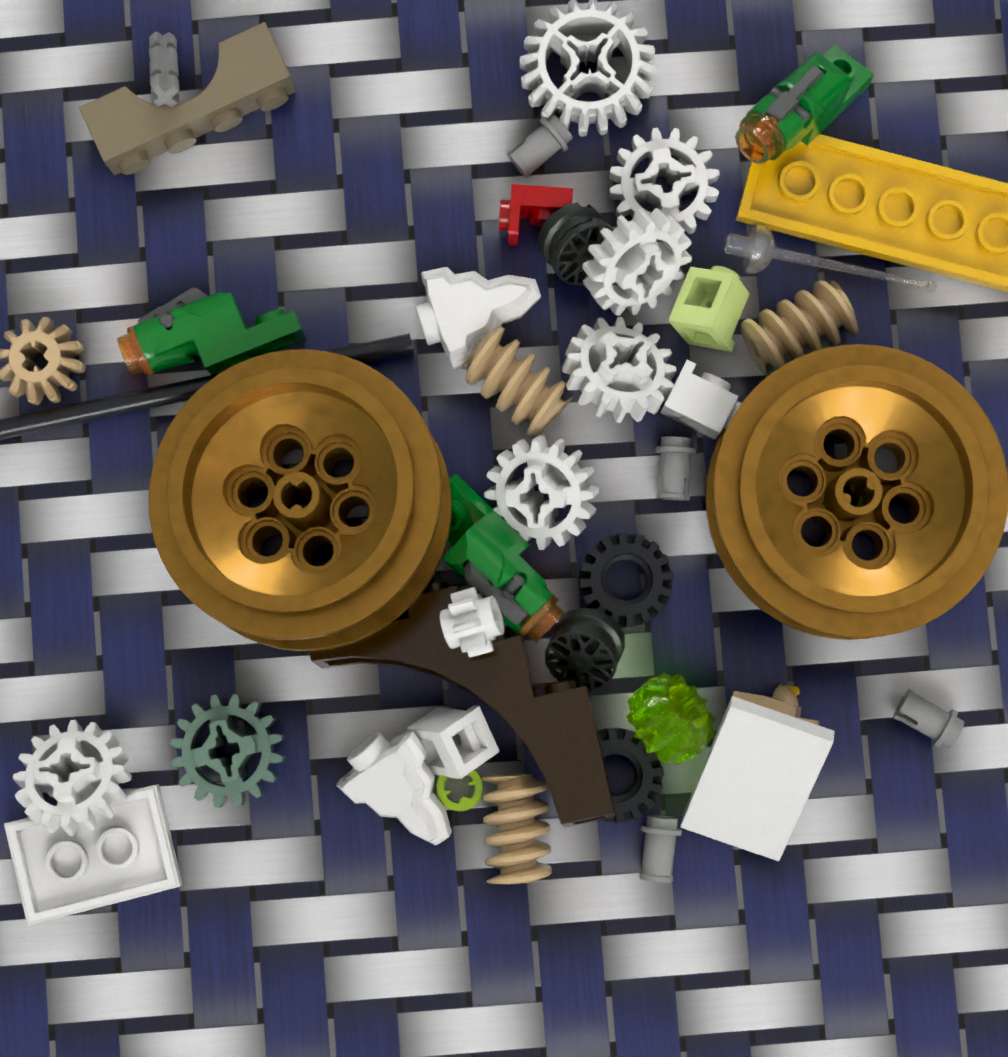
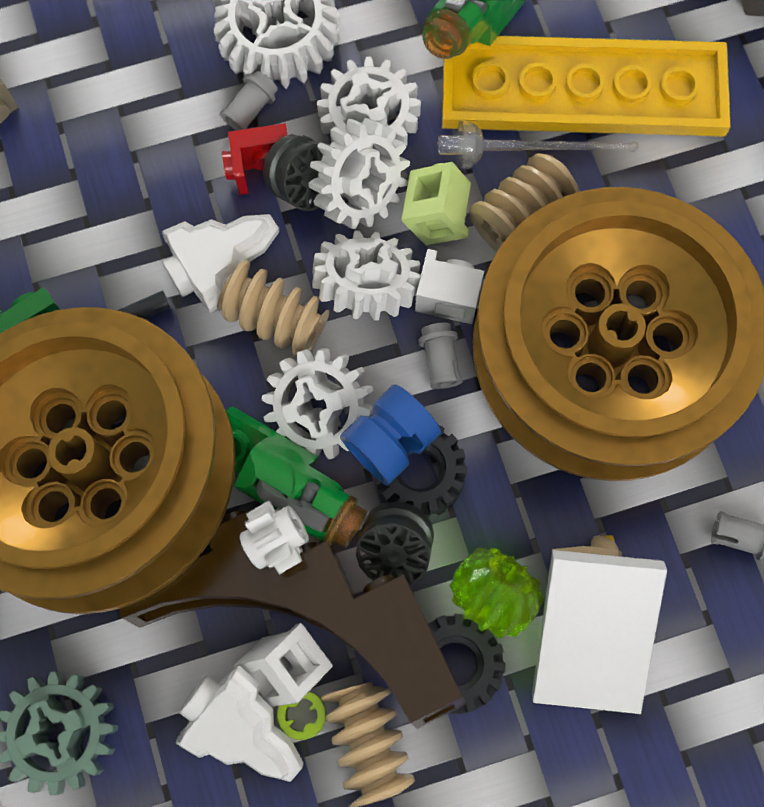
camera: 15 degrees left, 10 degrees down
(605, 546) = (390, 434): none -> blue wheel
(659, 848) = (517, 729): light grey pin -> none

